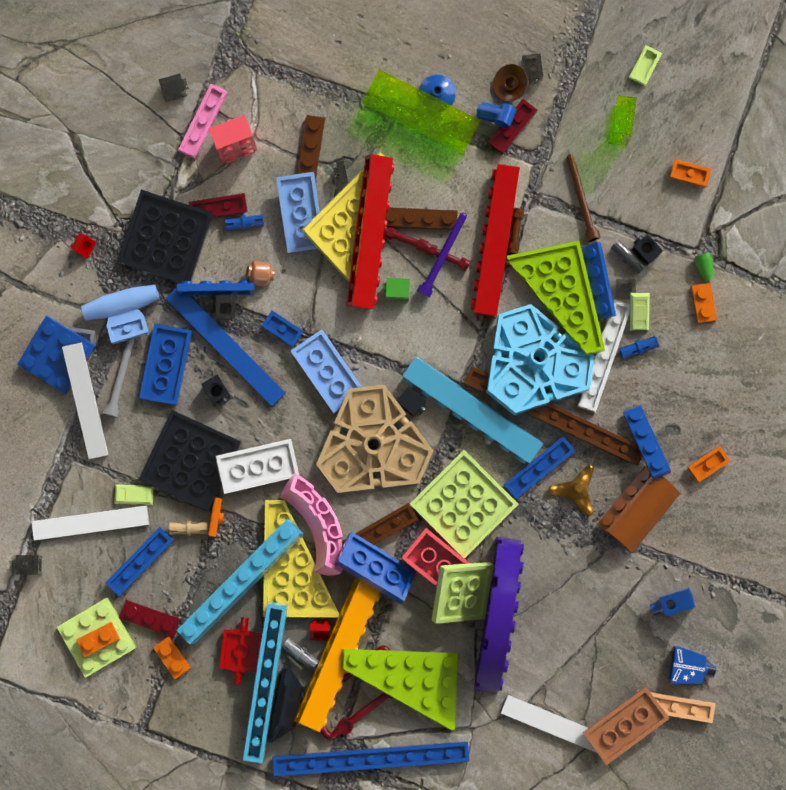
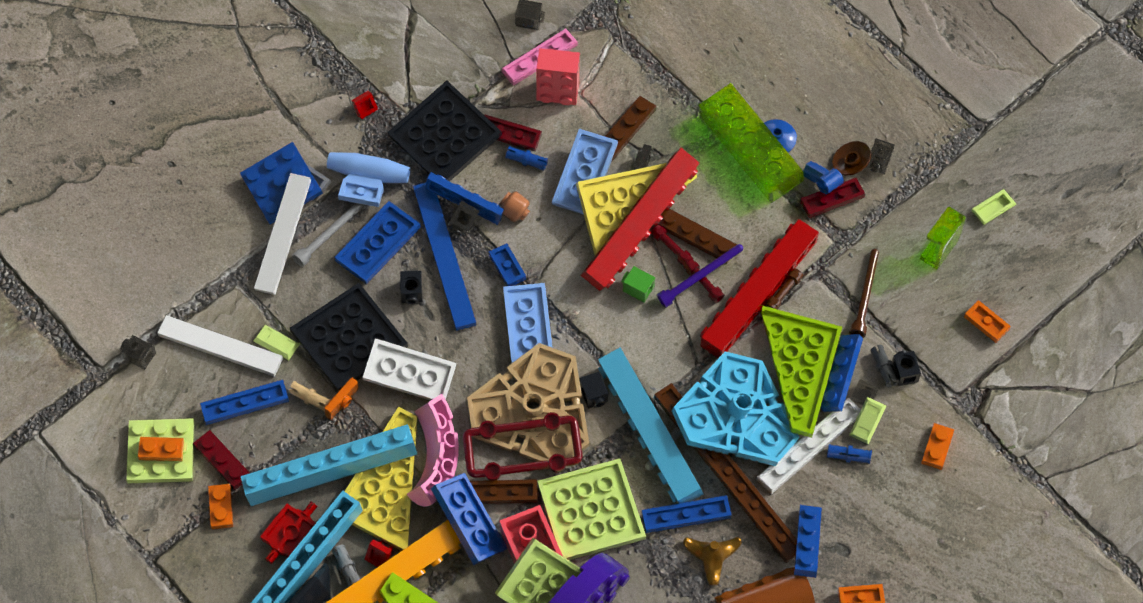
camera: 25 degrees right, 20 degrees down
(417, 483) = (551, 422): none -> dark red bar
(705, 266) = (957, 411): bright green cone -> none

